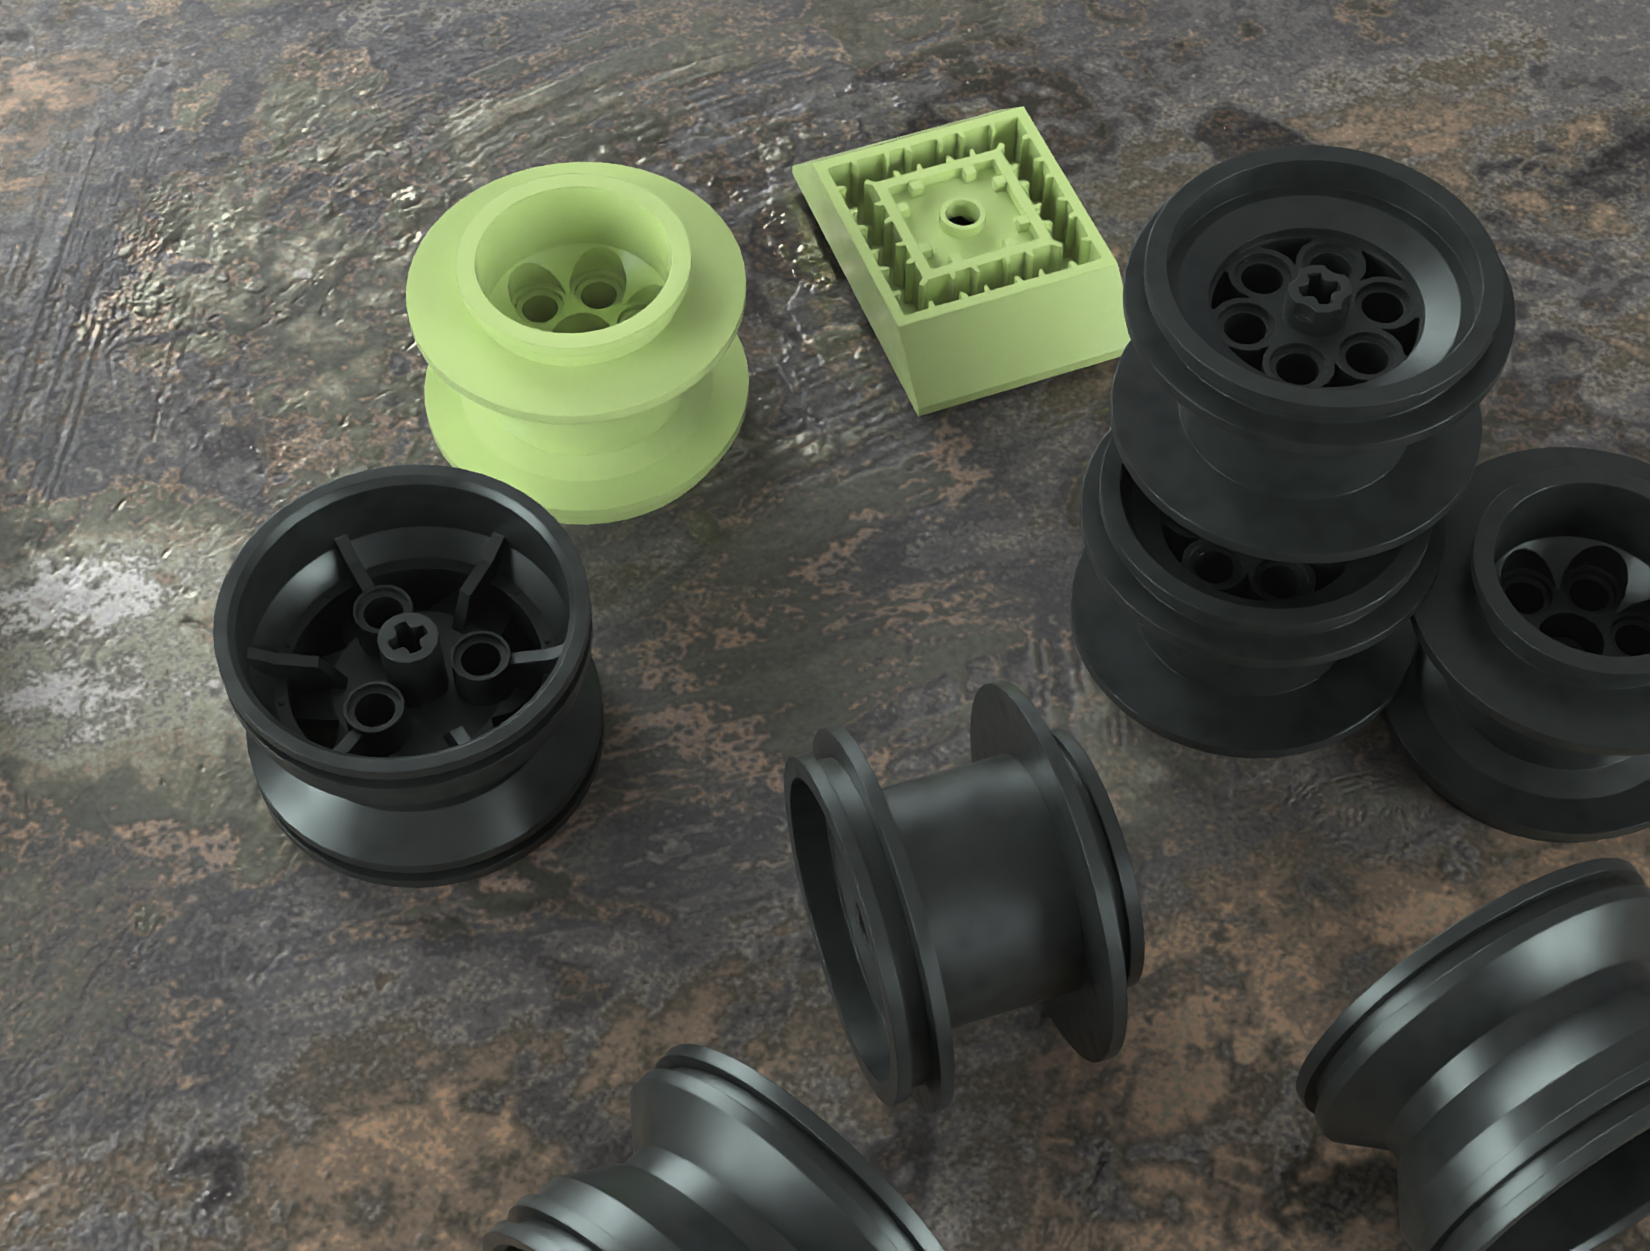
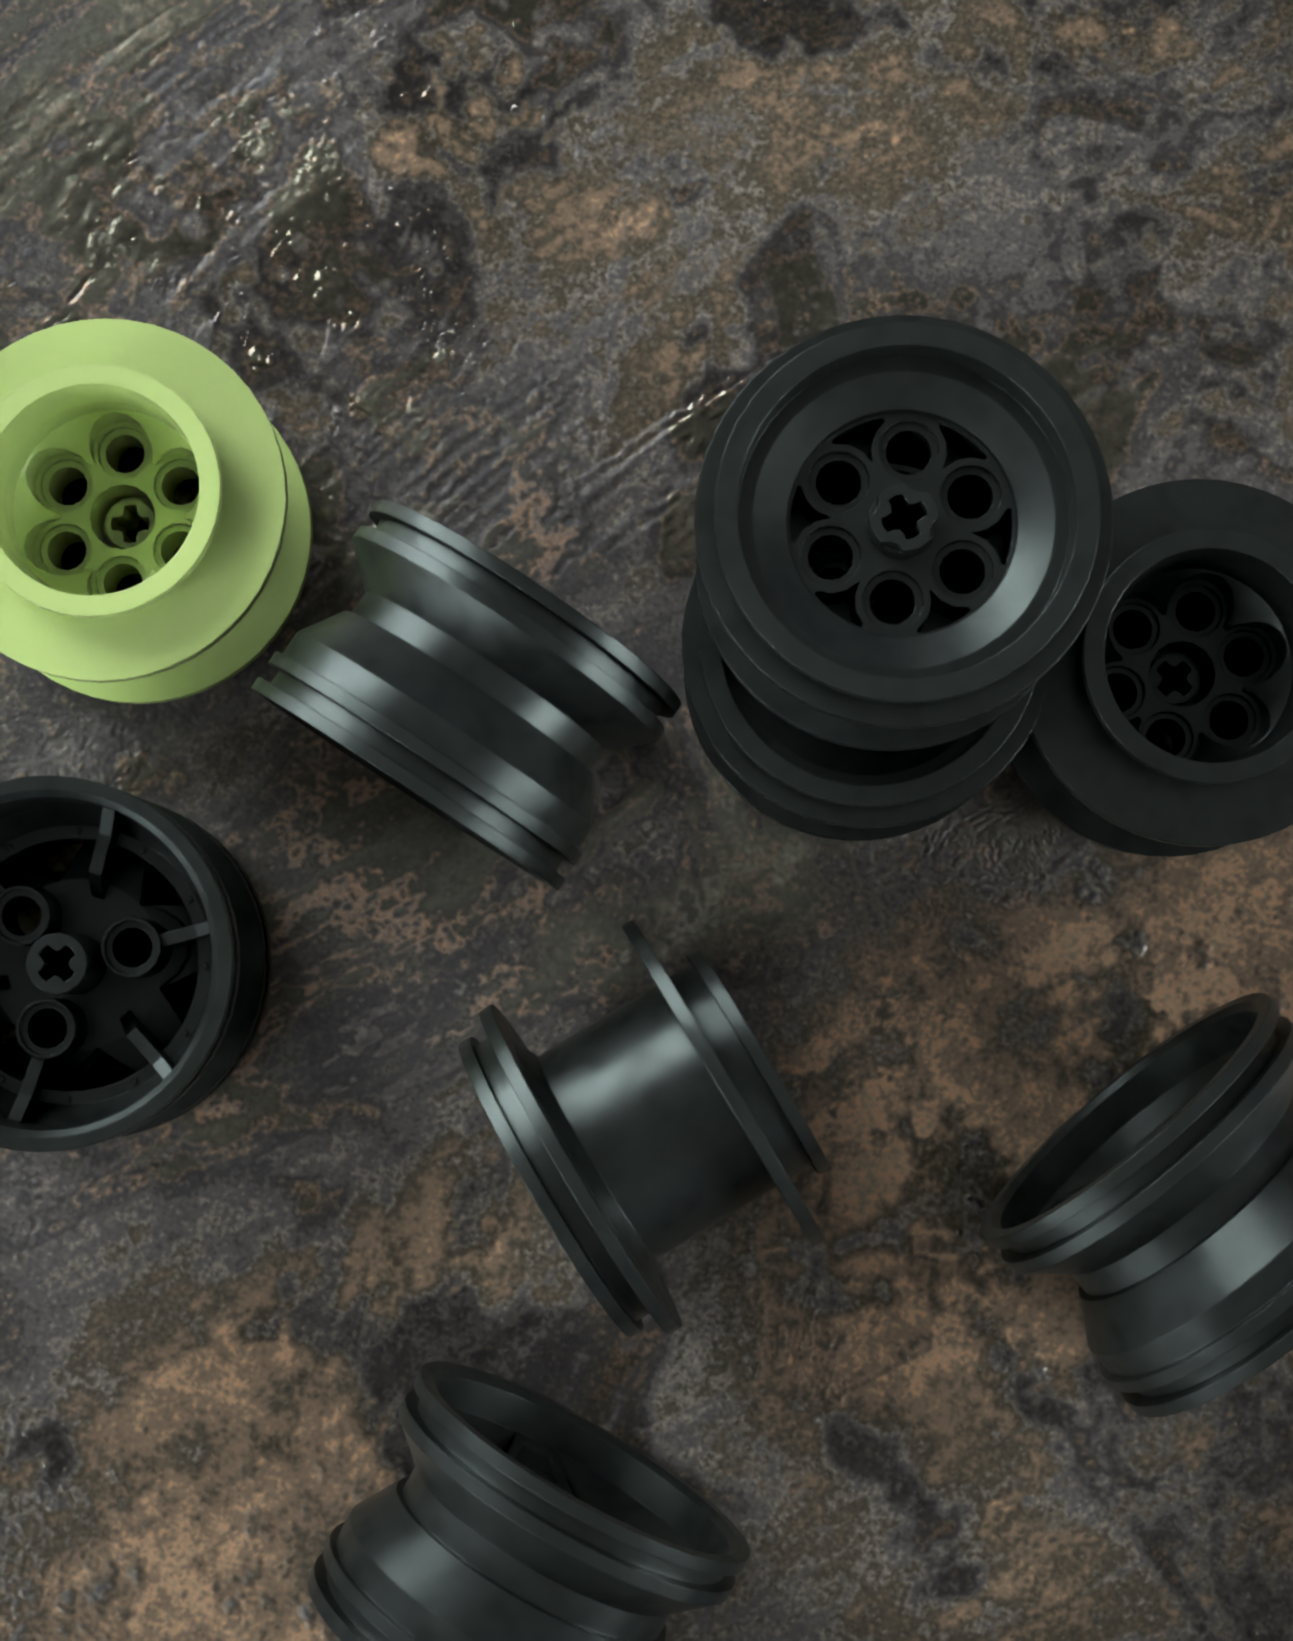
camera: 10 degrees left, 30 degrees up
(870, 500) = (470, 690): none -> pearl dark grey wheel
(979, 302) = (506, 340): yellowish green slope -> none

